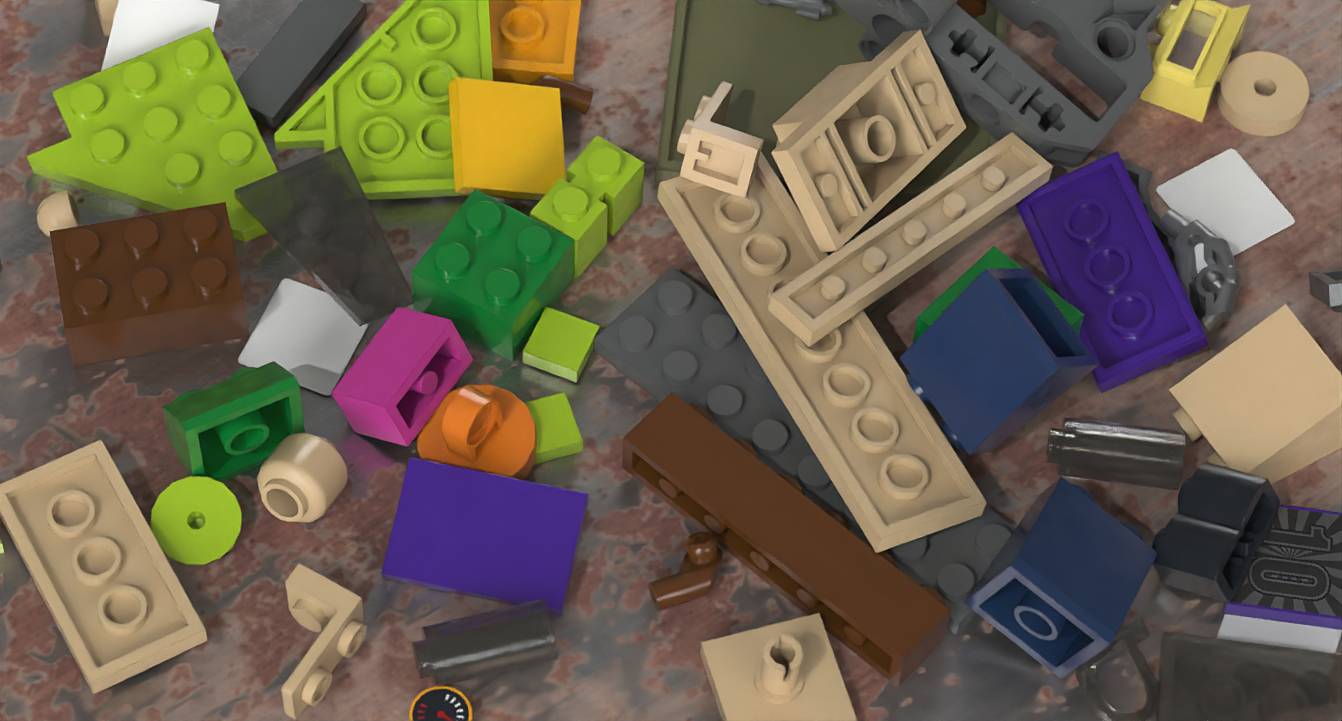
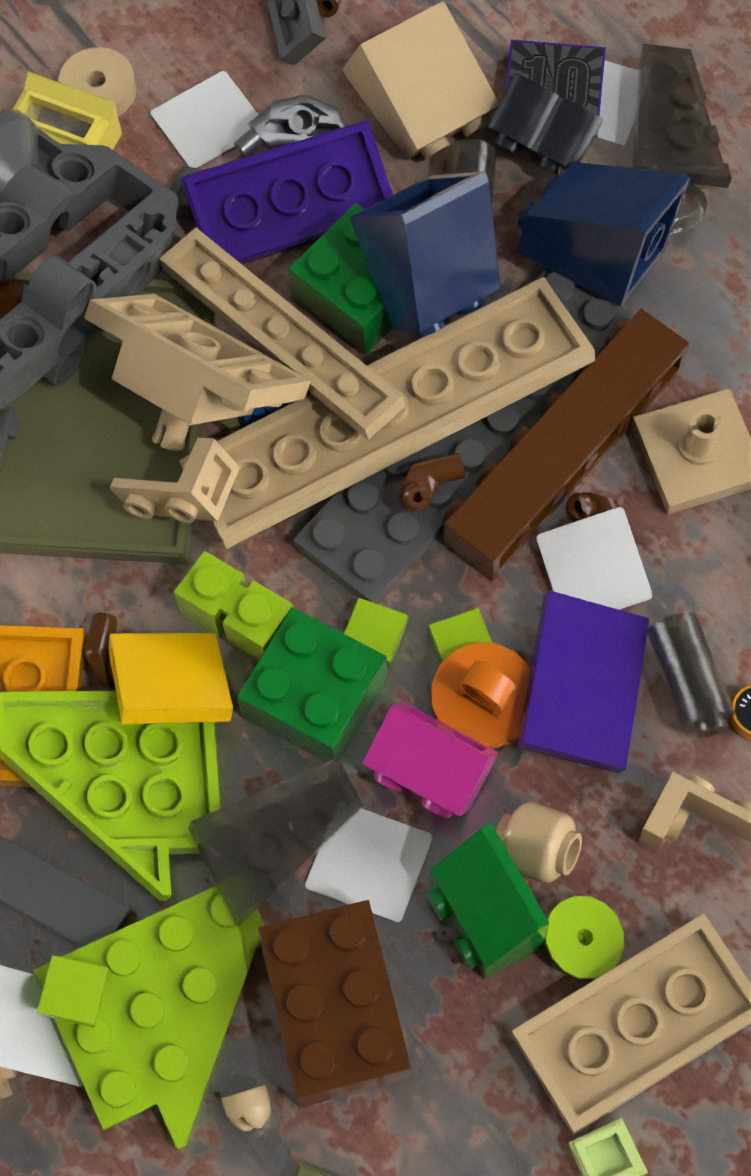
camera: 85 degrees left, 10 degrees up
(179, 50) = (73, 991): none -> lime tile
(630, 560) = (596, 560): none -> white sticker
(728, 378) = (425, 478): none -> reddish brown arm

